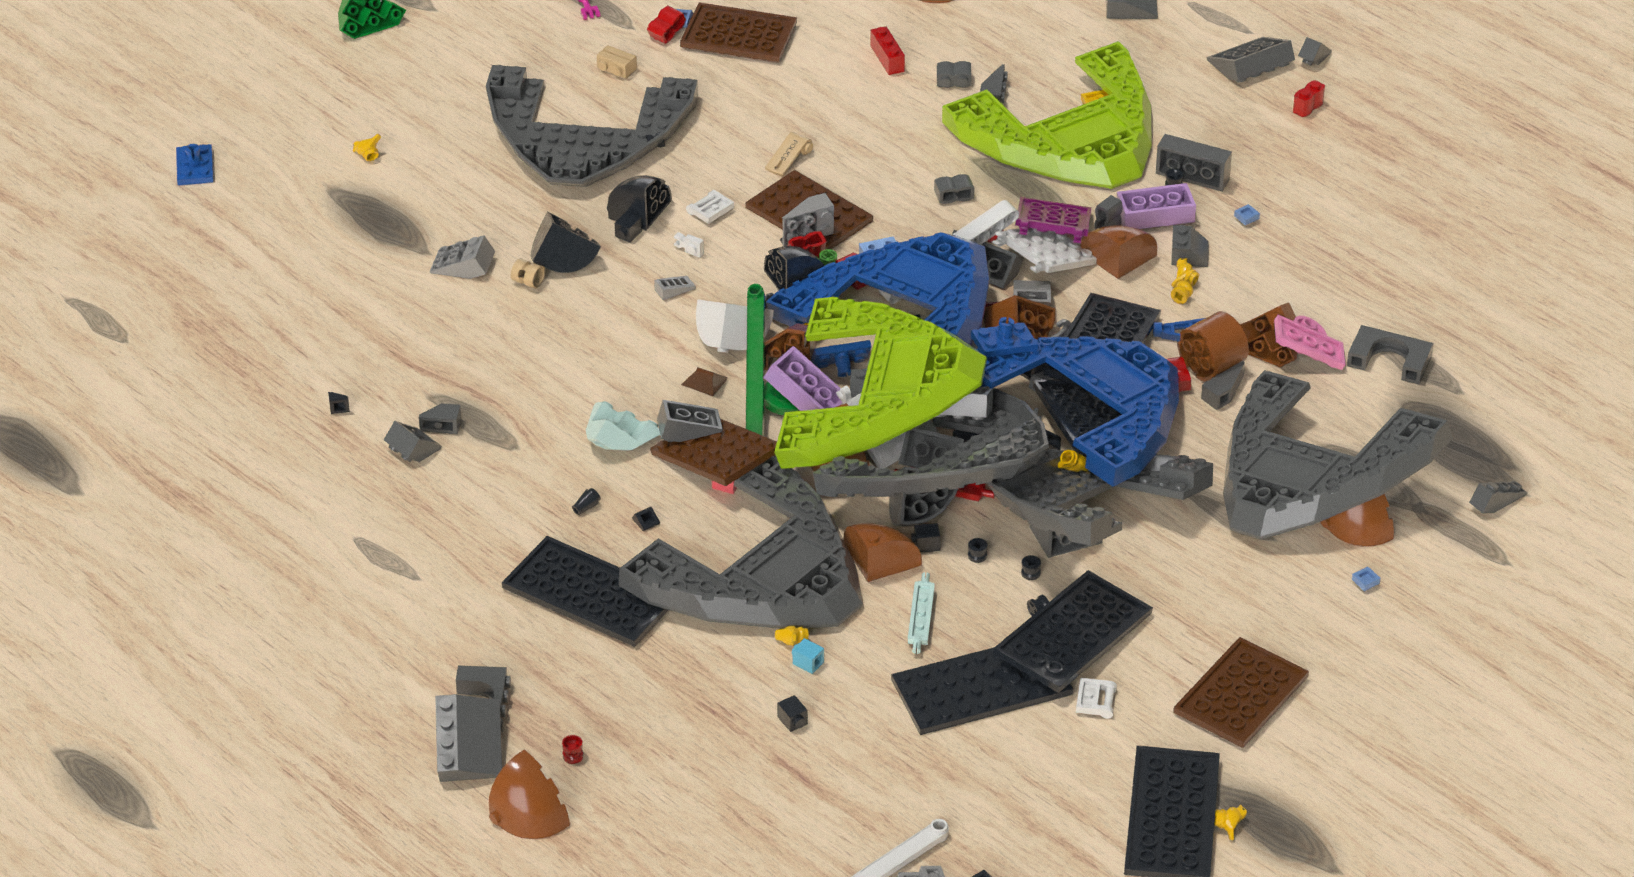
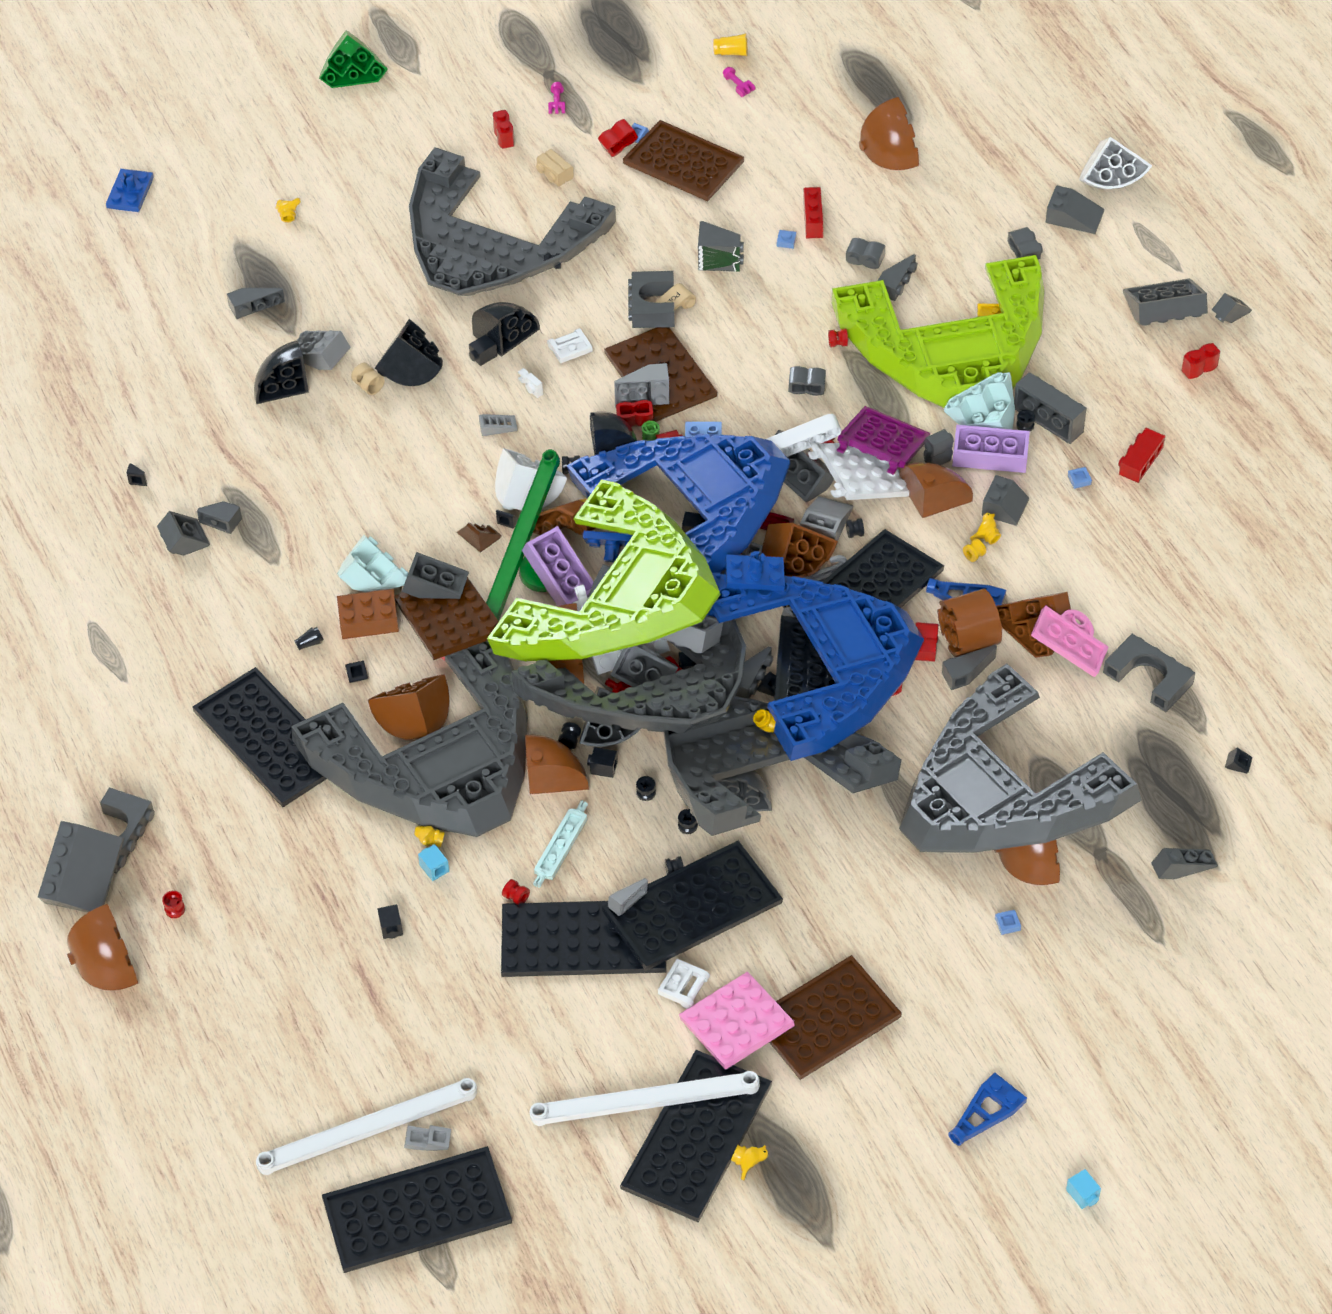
camera: 20 degrees right, 10 degrees up
(375, 231) = (251, 300): none -> dark grey slope
(443, 284) = (281, 374): none -> black brick
(549, 39) = (503, 129): none -> red brick
(634, 467) = (367, 614): none -> dark orange brick
(723, 535) = (413, 709): none -> dark orange brick
(725, 361) = (506, 519): none -> black slope
(771, 163) = (645, 313): none -> dark grey arch
(815, 95) = (719, 249): none -> dark grey slope
(871, 78) = (786, 239): none -> medium blue plate
(883, 518) = (569, 735): none -> black wheel
(900, 661) = (514, 891): none -> red wheel
(964, 148) = (841, 335): none -> red wheel
(1014, 633) = (626, 897): none -> light grey slope
(1062, 298) = (855, 528): none -> black wheel
(1097, 36) = (1024, 243): none -> dark grey brick
(1109, 795) = (644, 1098): none -> white piece
(1132, 169) = (985, 404): none -> light aqua brick
(1162, 712) = (736, 1020): none -> bright pink plate
(1293, 184) = (1141, 454): none -> red brick
(1428, 713) = (1002, 1093): none -> blue plate
(1503, 406) = (1238, 761): none -> black slope
(1542, 768) = (1083, 1189): none -> medium azure brick

